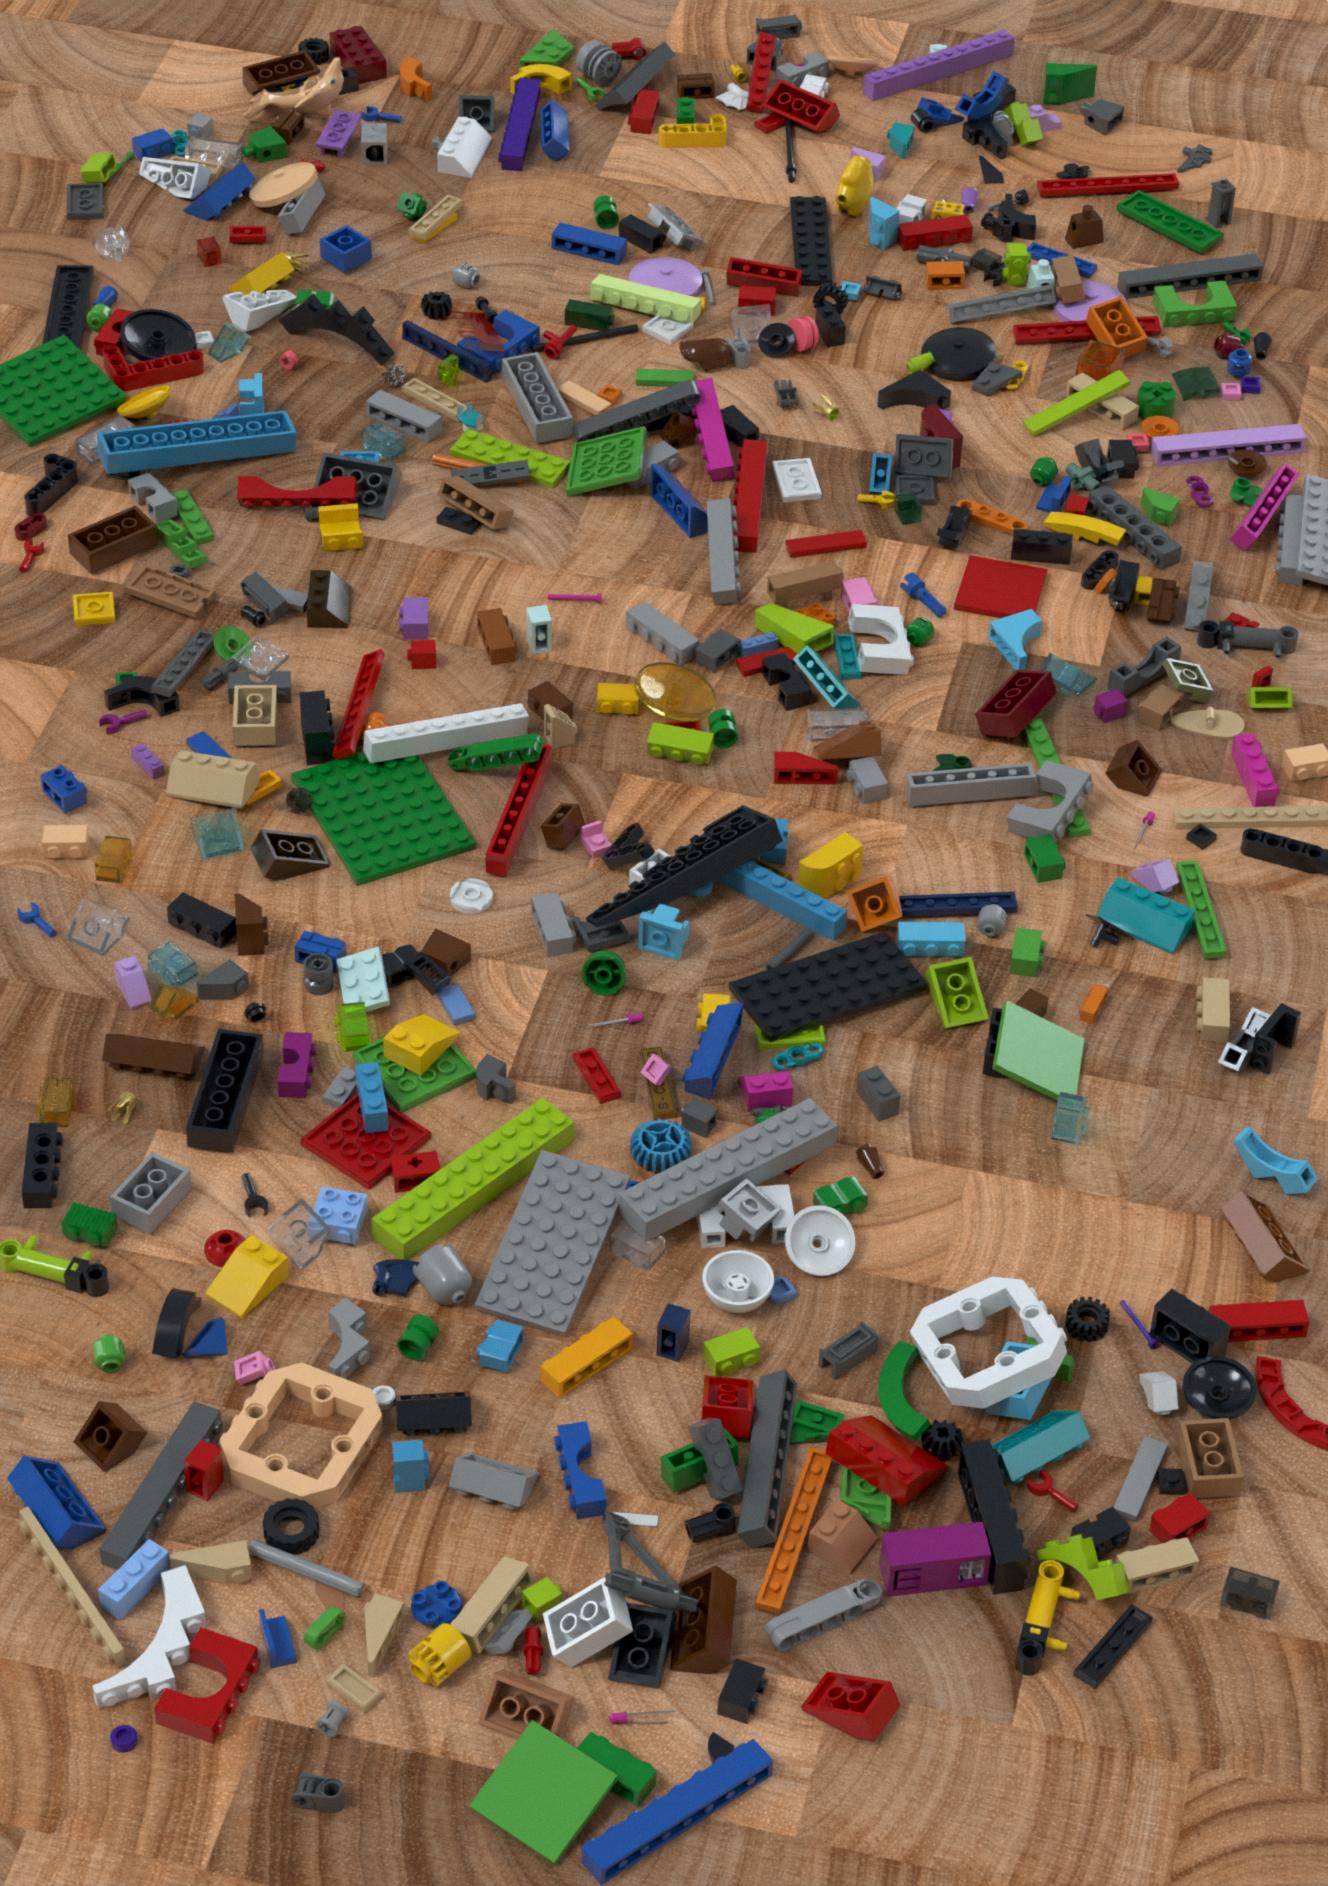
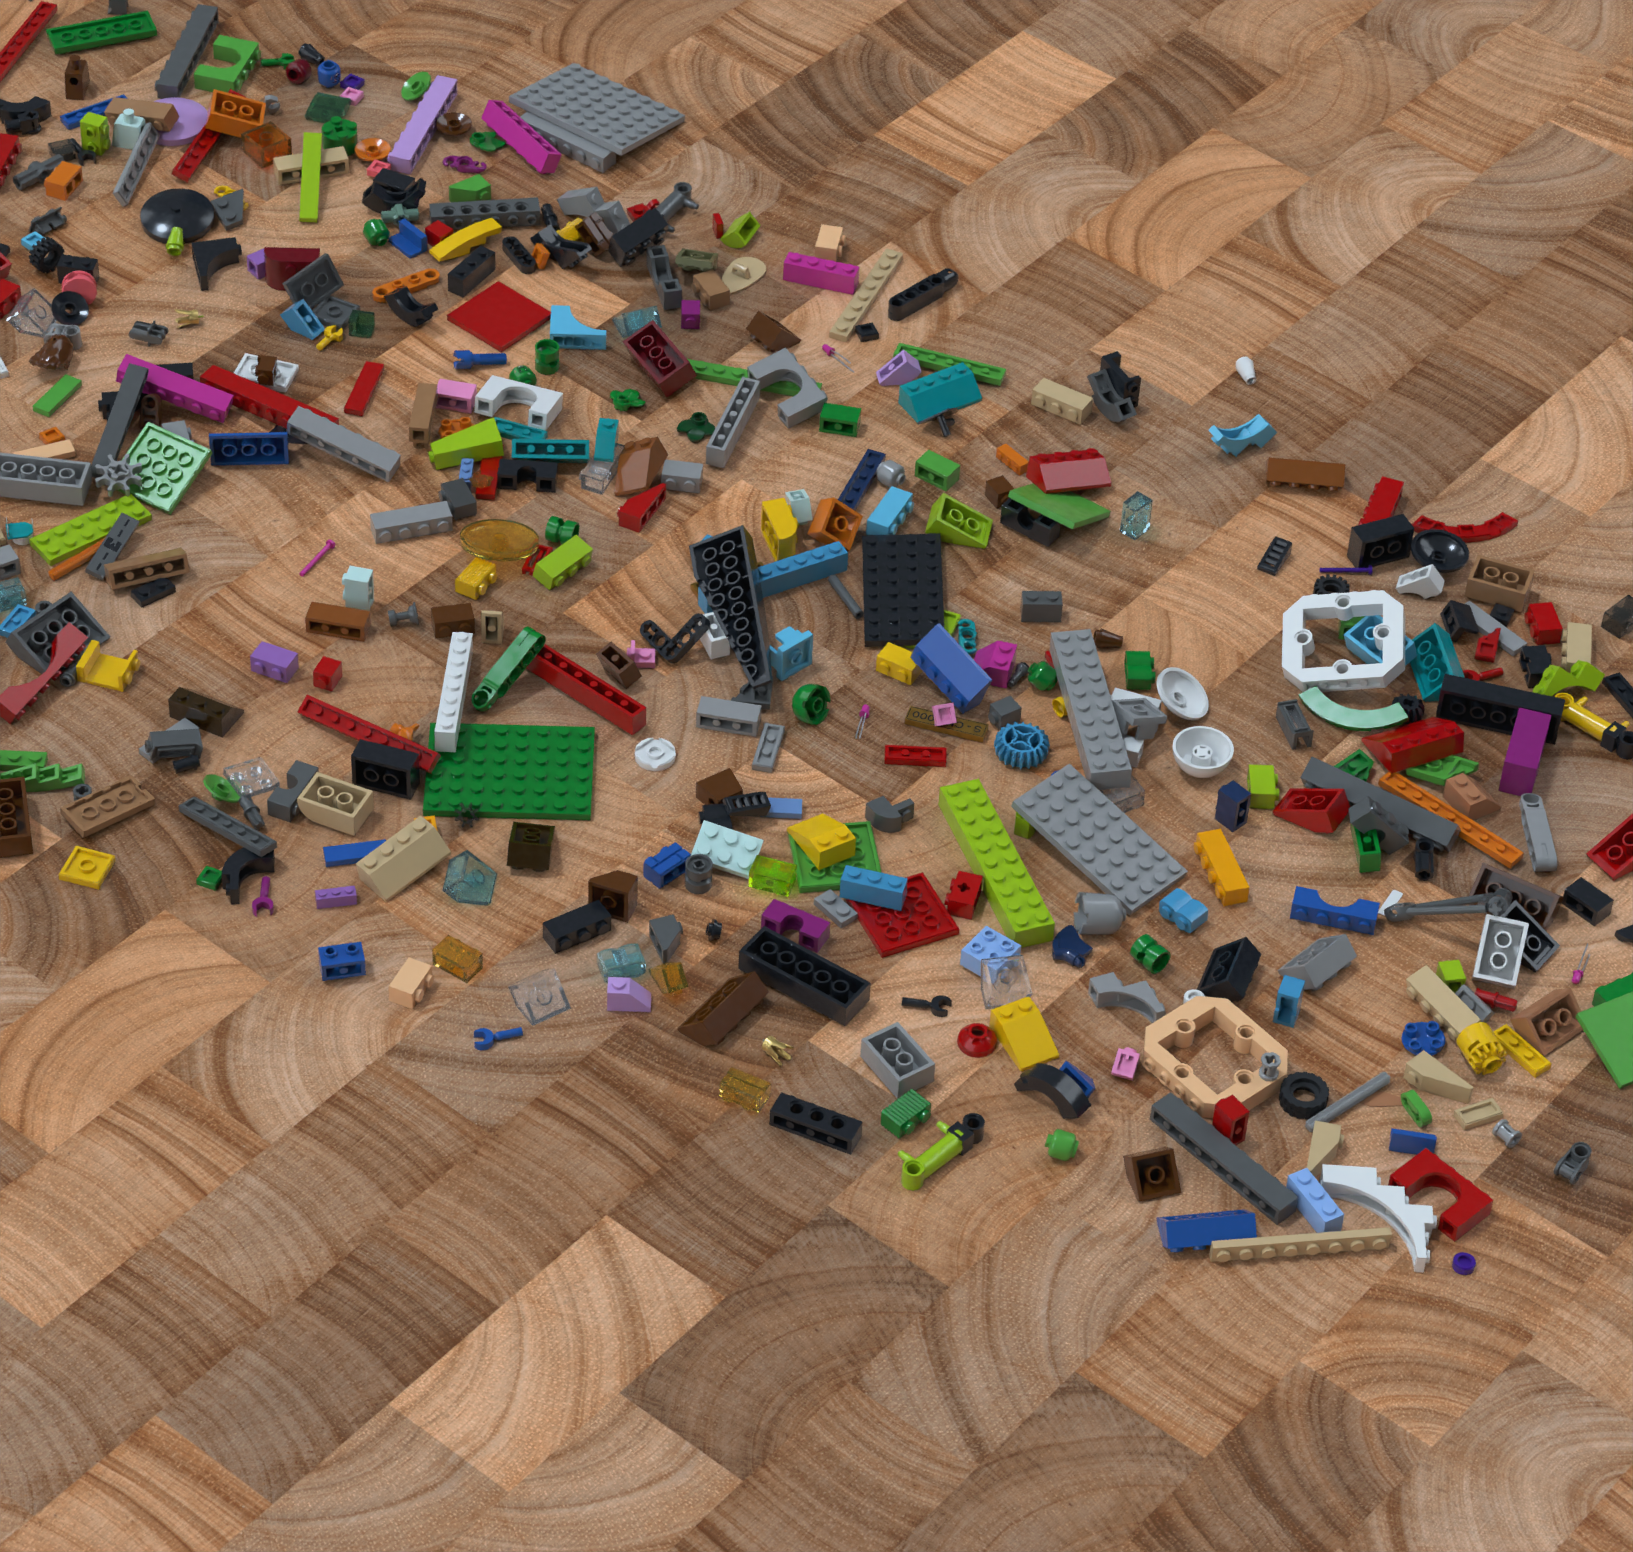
camera: 65 degrees left, 0 degrees up
(291, 1477) = (1268, 1065): none -> light grey bush
(470, 1701) = (1522, 1051): none -> yellow tile
(534, 968) = (768, 747): none -> light grey tile
(538, 675) = (411, 614): none -> dark grey piece
(575, 441) = (118, 475): none -> light grey gear
(748, 652) = (480, 480): none -> clear orange hat
(787, 474) = (266, 370): none -> reddish brown brick
(858, 704) = (606, 439): none -> teal slope
(877, 864) = (800, 505): none -> light aqua brick
(952, 708) = (625, 399): none -> green plate
(960, 634) = (547, 357): none -> green wheel
(1093, 1044) = (1068, 471): none -> slope
(1104, 1482) = (1487, 646): none -> red tile
(1122, 1261) = (1276, 555): none -> black slope
(1125, 1443) = (1457, 619): none -> black panel
(1177, 567) = (549, 216): none -> black pin
(1181, 624) = (637, 236): none -> black brick
(1278, 420) = (416, 86): none -> bright green dish

